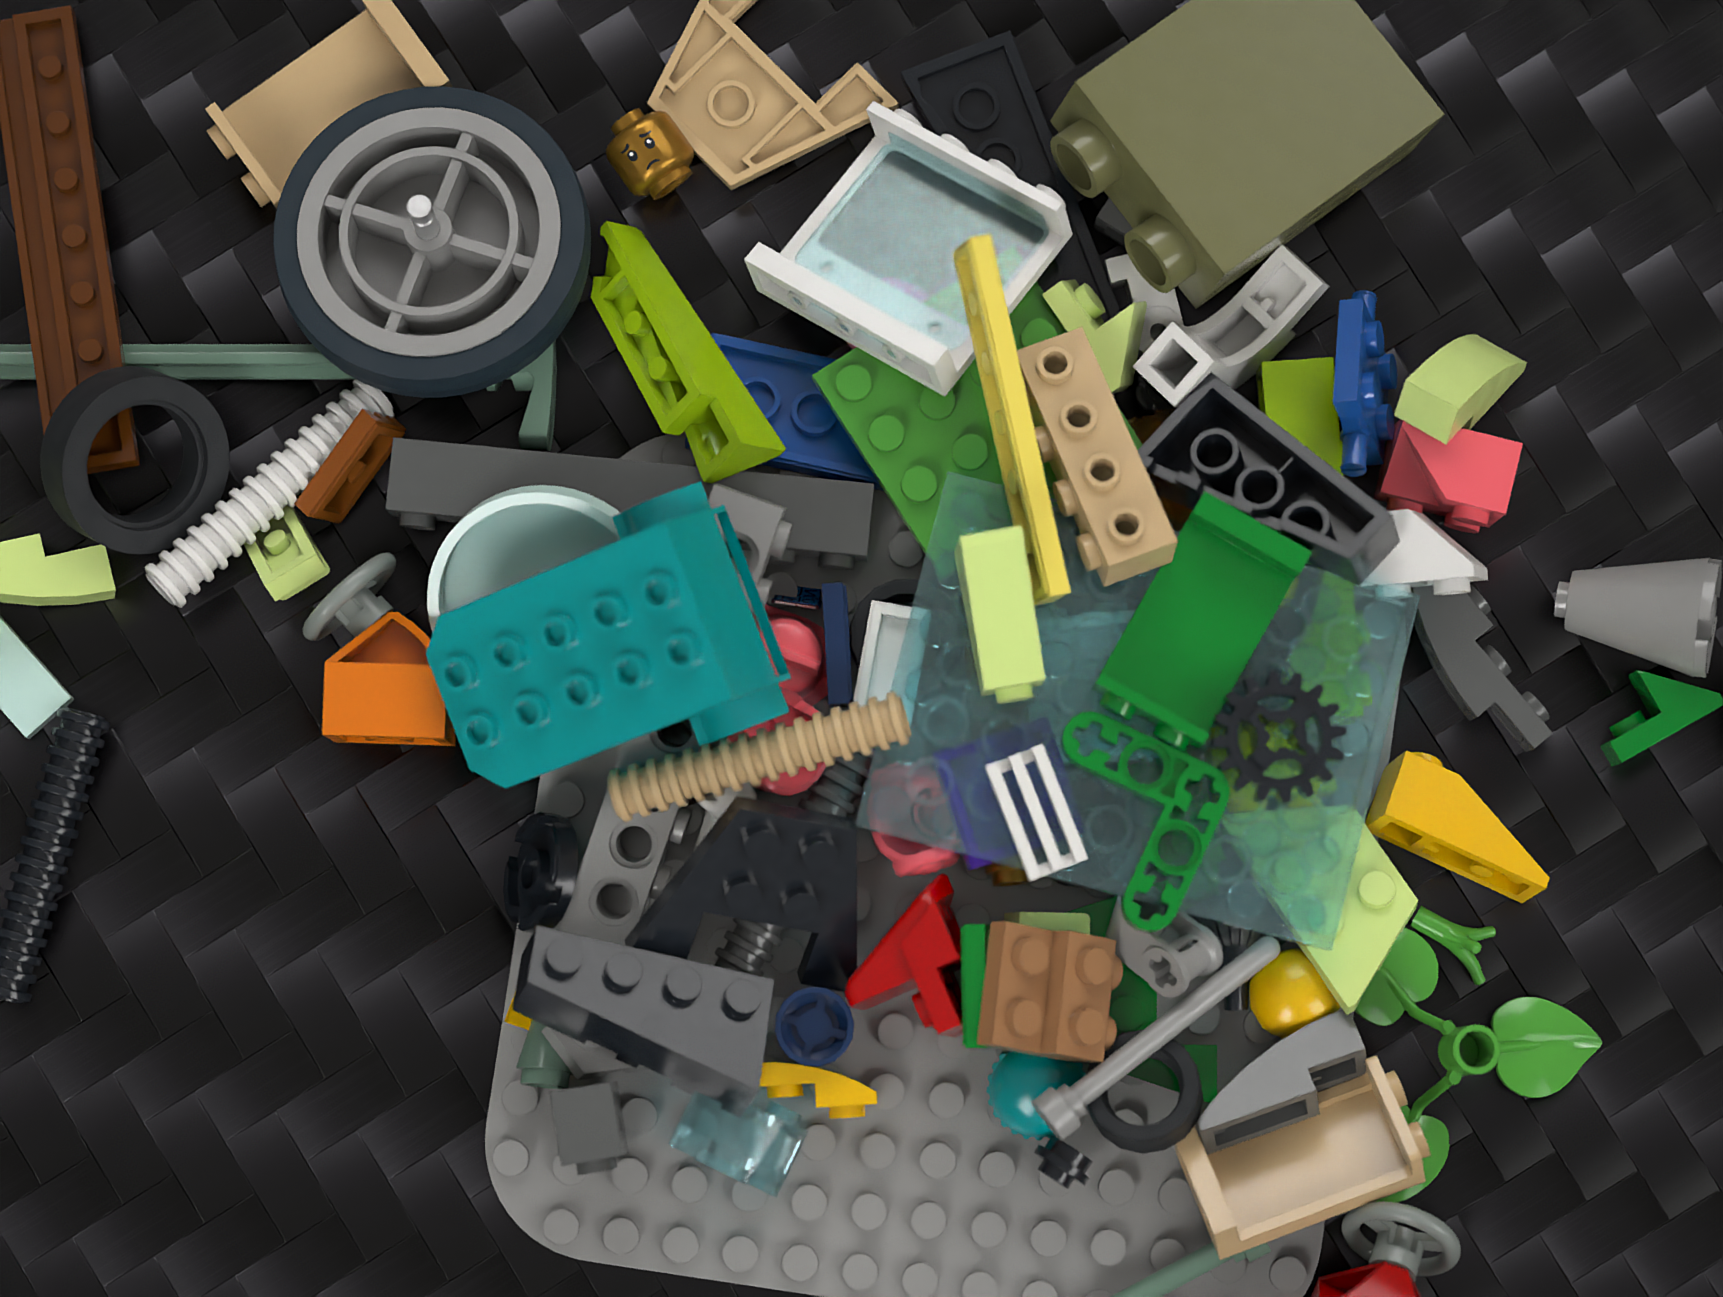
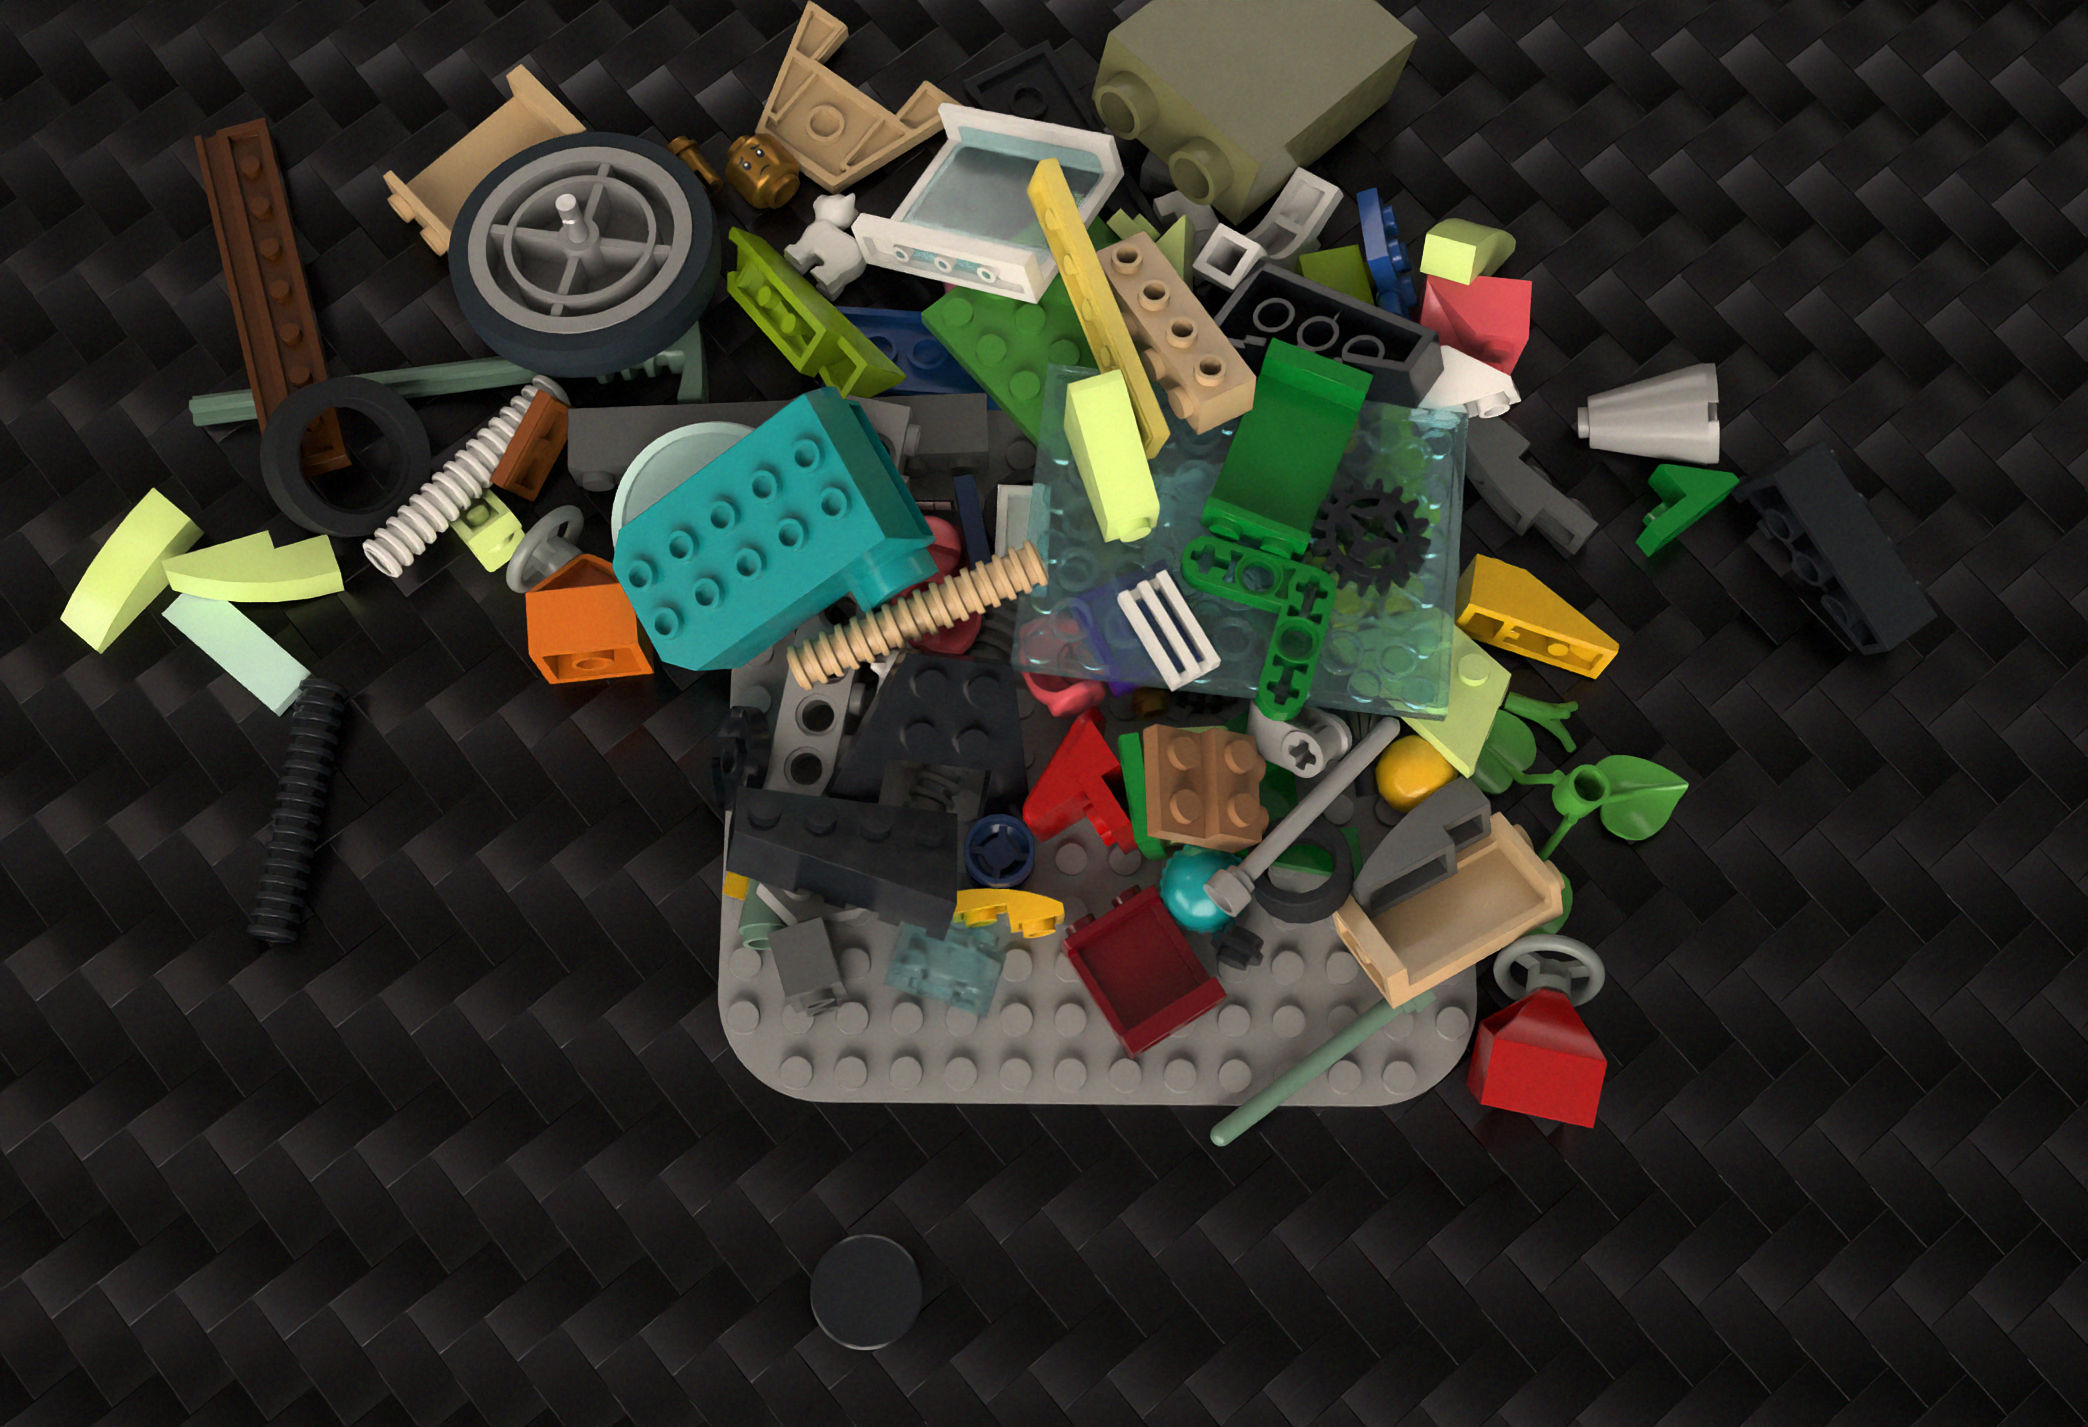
camera: 10 degrees left, 10 degrees down
(565, 128) = (688, 152): none -> pearl gold pin
(716, 258) = (828, 246): none -> white animal
(953, 1173) = (1140, 970): none -> dark red panel

